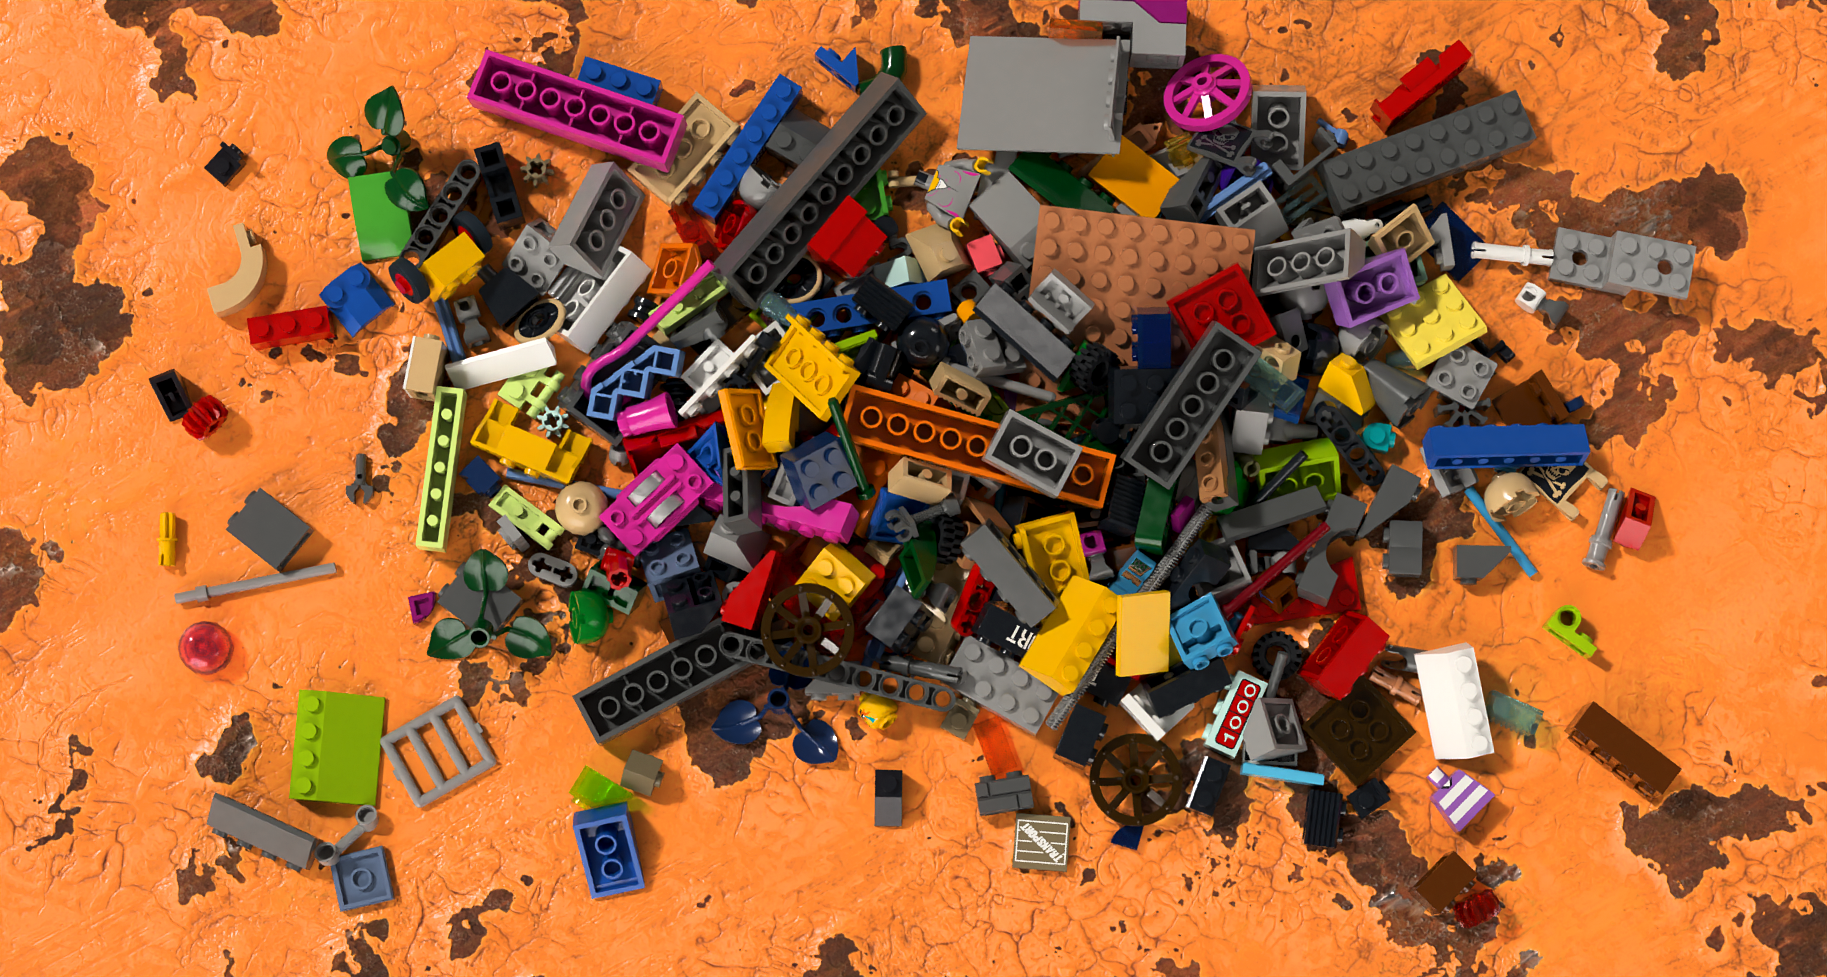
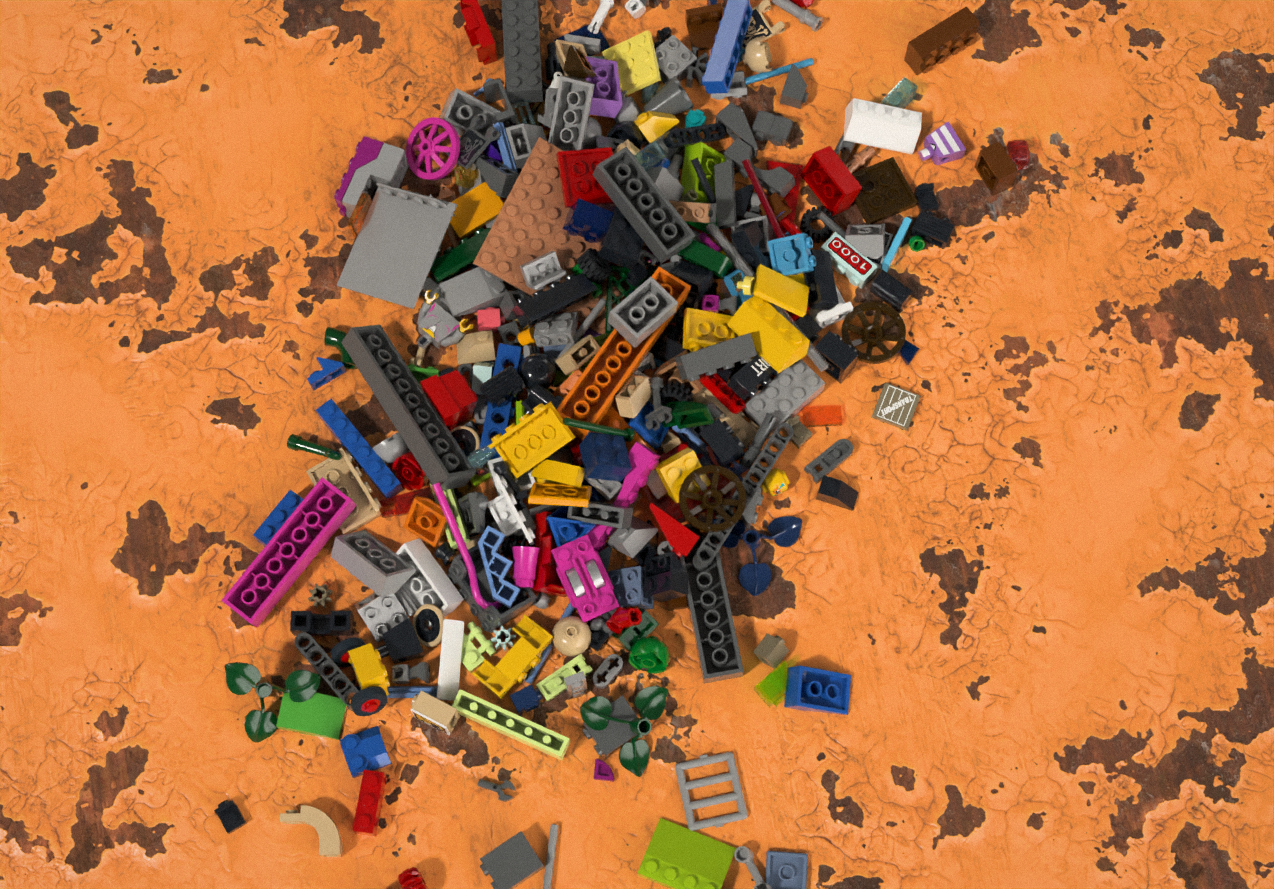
camera: 70 degrees left, 10 degrees down
(732, 65) = (297, 443): none -> dark green plant
(795, 138) = (367, 415): dark grey slope -> none
(934, 774) = (830, 459): none -> dark grey plate
(1003, 794) = (858, 419): dark grey brick -> none
(1131, 583) = (747, 285): none -> light yellow tile
(1294, 802) = (919, 246): none -> green hinge
(1385, 245) = (577, 64): none -> dark brown slope
(1578, 642) = (857, 51): lime plate -> none

